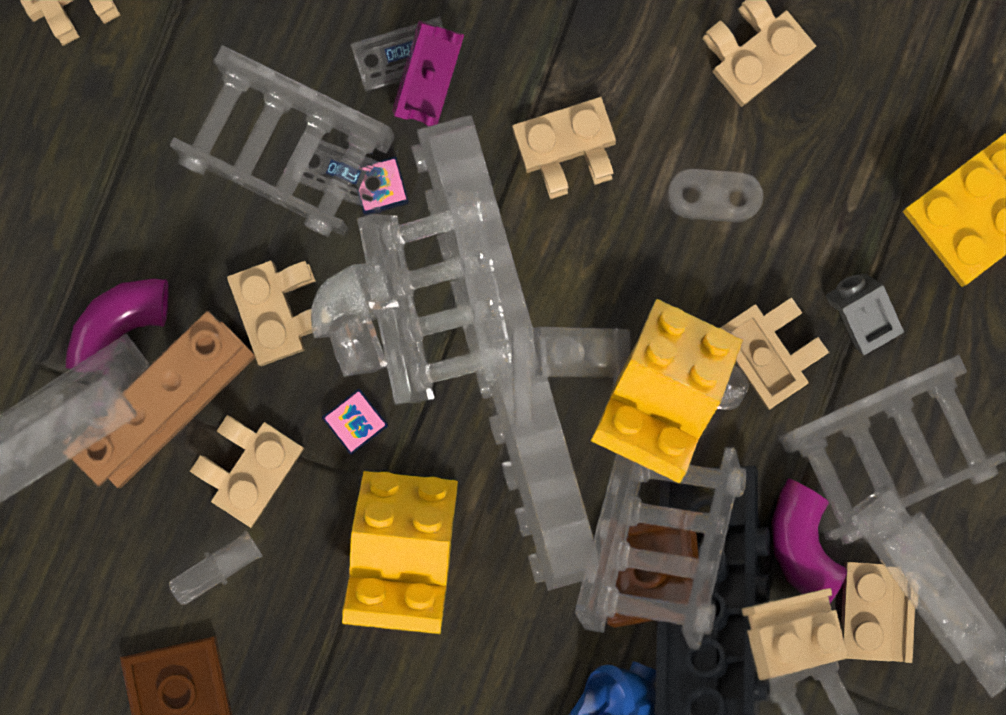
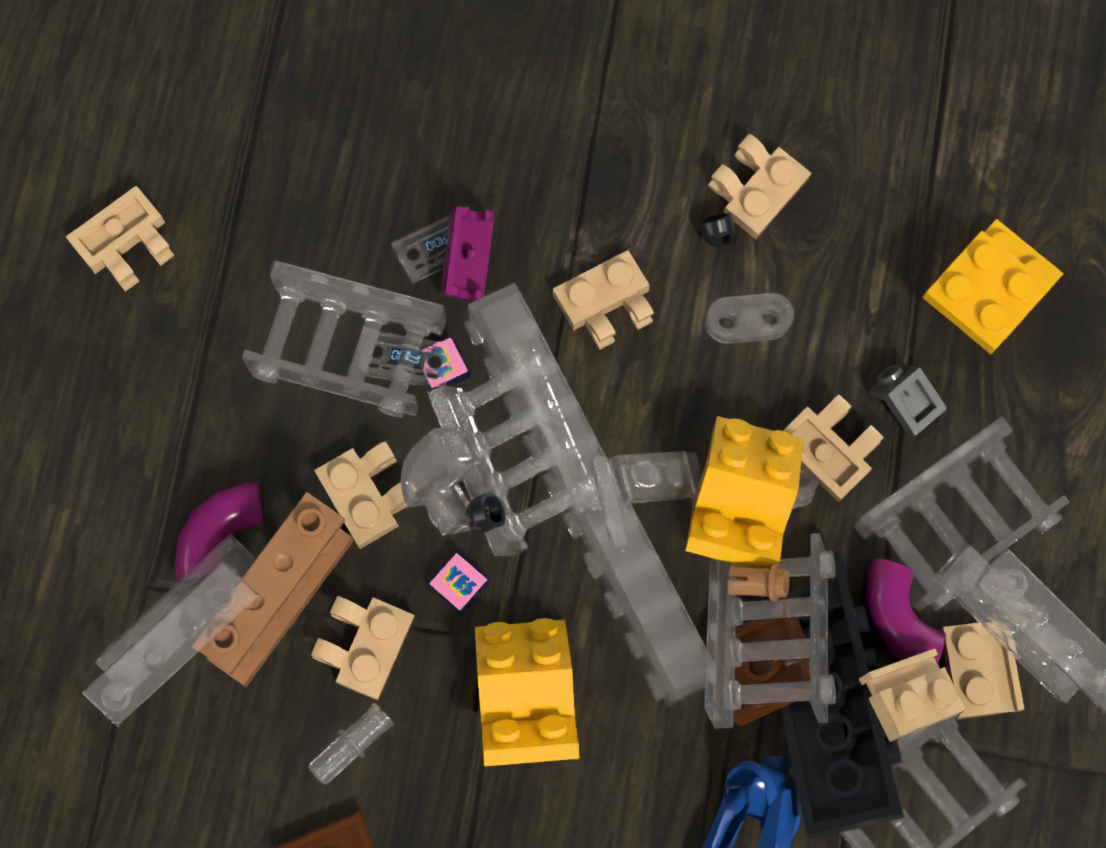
camera: 15 degrees left, 10 degrees down
(402, 360) = (485, 513): none -> black hinge
(661, 489) = (759, 582): none -> medium nougat pin
(701, 88) = (717, 229): none -> black hinge

